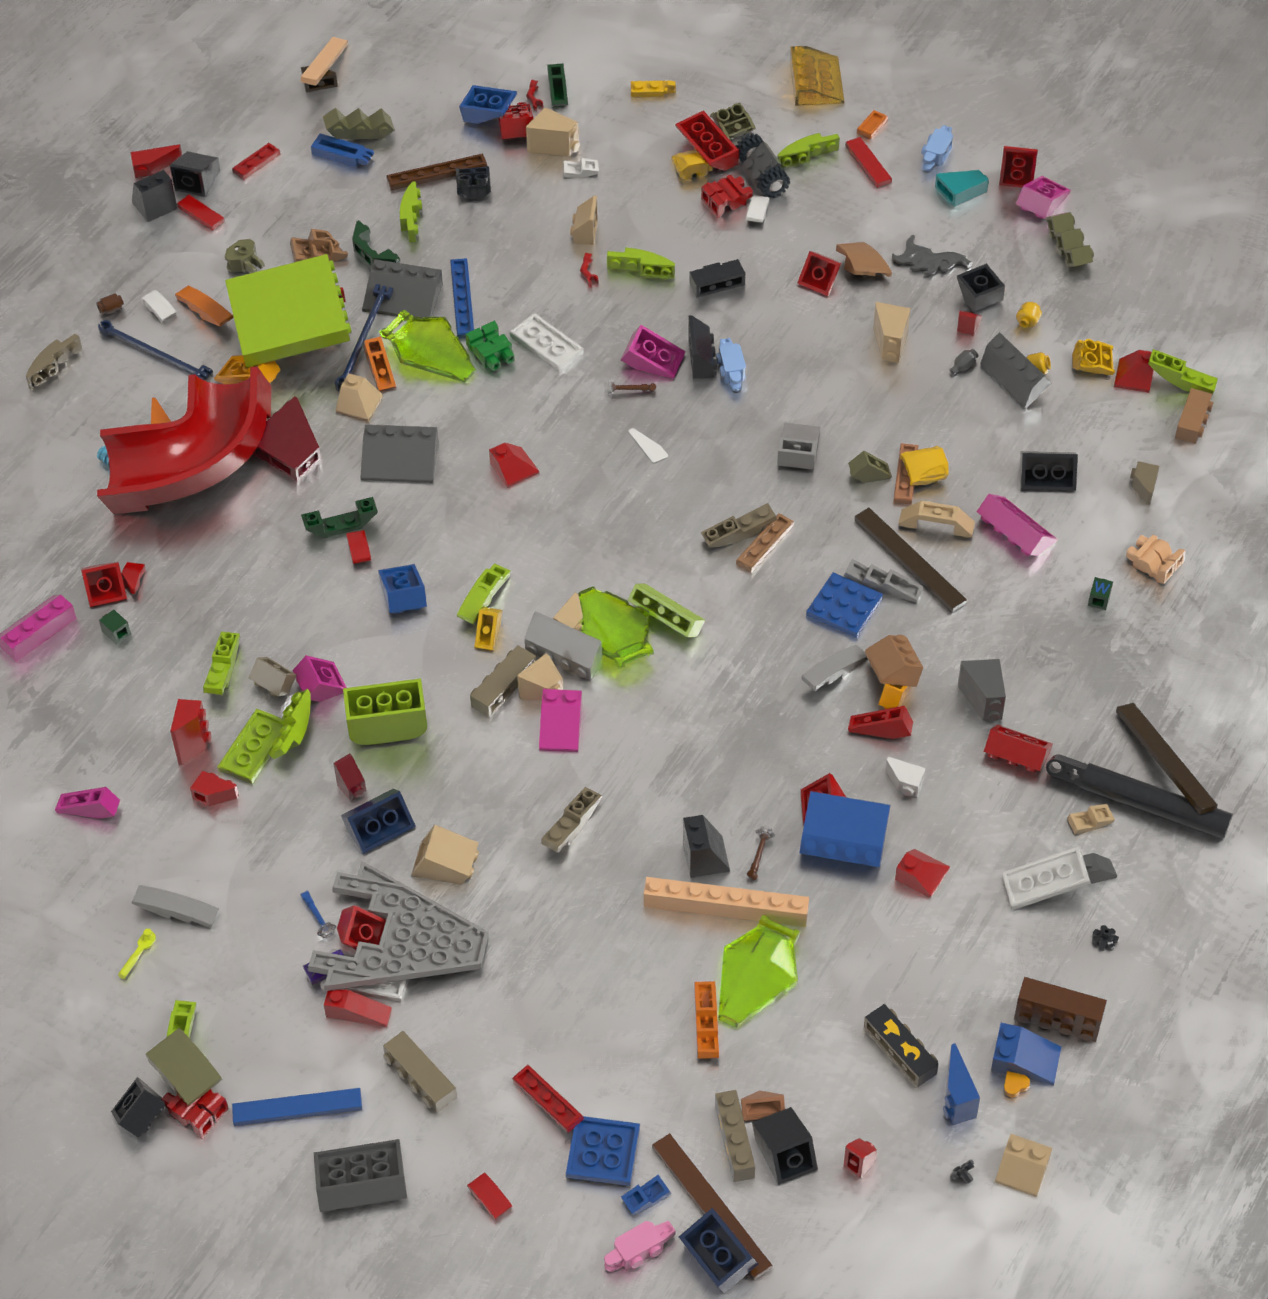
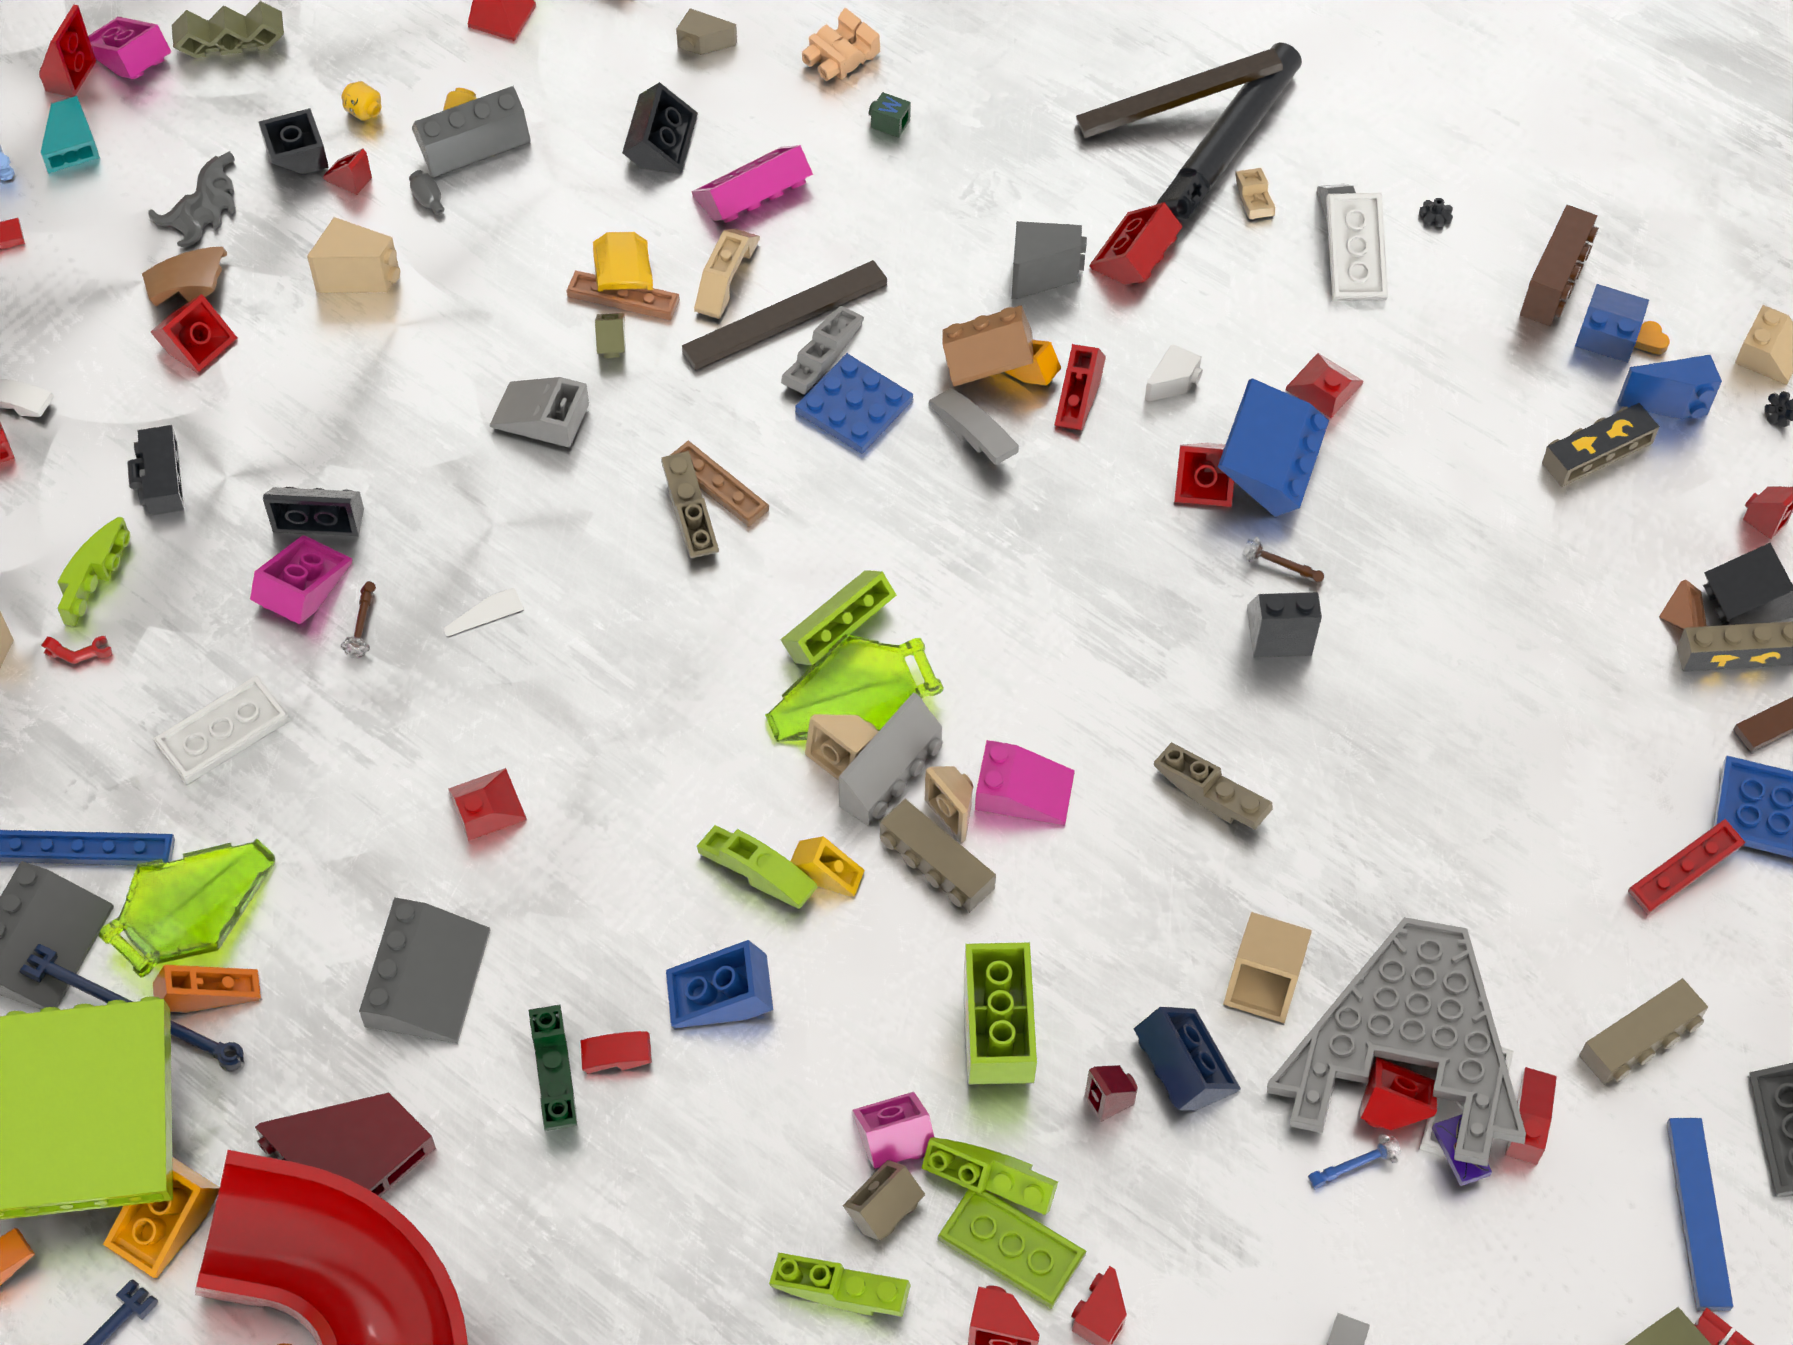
camera: 85 degrees left, 5 degrees up
(358, 398) = (276, 1030): tan slope -> none
(489, 346) = (221, 805): green hips -> none
(706, 1019) = (1553, 660): orange slope -> none
(725, 901) = (1368, 611): light nougat brick -> none
(732, 363) = (352, 471): light blue hinge -> none
(757, 970) = (1478, 591): clear neon green windscreen -> none
(1093, 357) = (463, 48): yellow slope -> none

